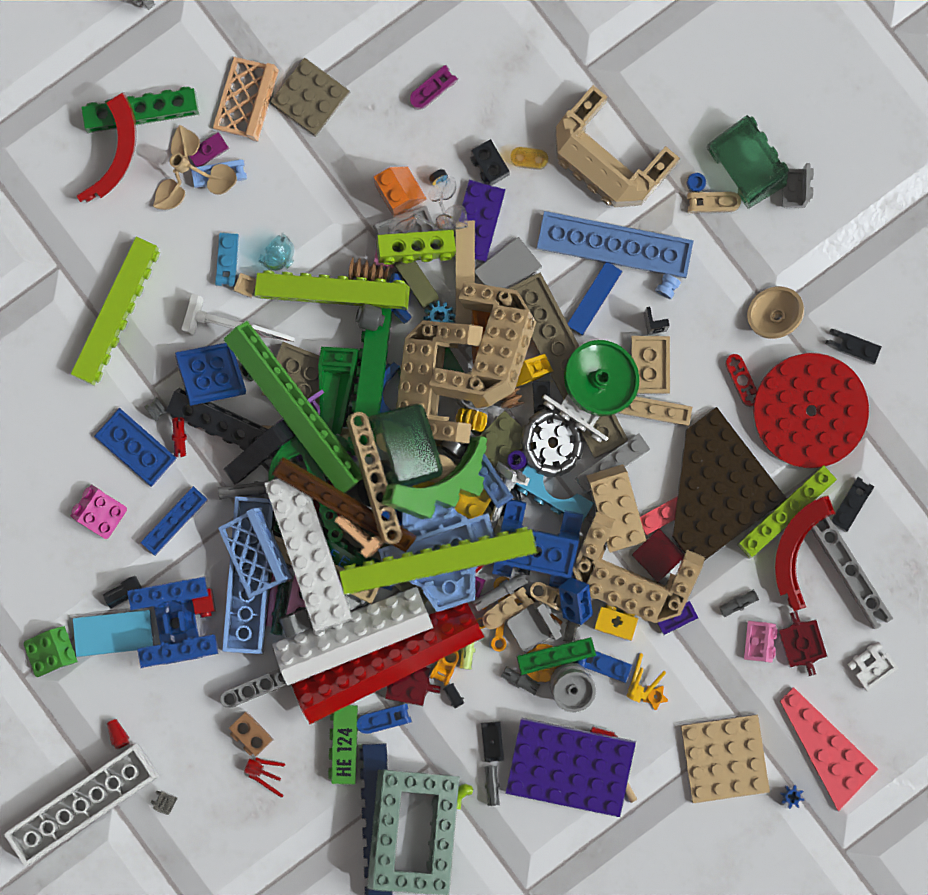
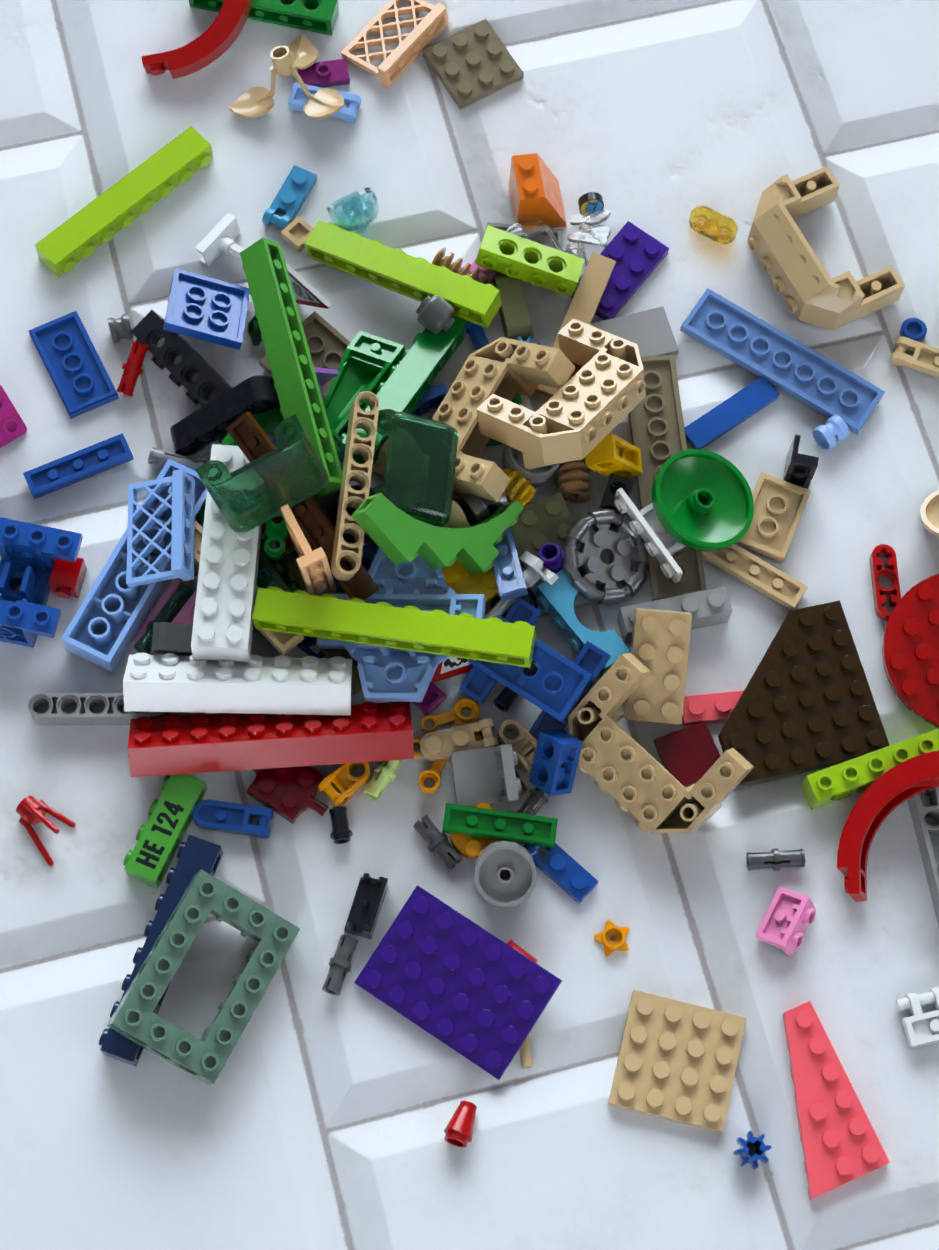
camera: 15 degrees right, 15 degrees down
(254, 730) = (53, 762): medium nougat brick -> none
(321, 508) = (269, 482): none -> clear green windscreen
(432, 88) = (626, 107): magenta plate -> none
(463, 790) = (294, 956): lime arm -> none
(493, 161) = (665, 211): black brick -> none
(500, 591) = (467, 711): light grey pin -> none
(604, 624) = (604, 830): yellow brick -> none
(608, 854) = (461, 1125): none -> red cone
(635, 690) = (590, 917): yellow plant -> none
(687, 616) = (683, 845): dark purple plate -> none
(802, 643) = (844, 947): dark red plate -> none

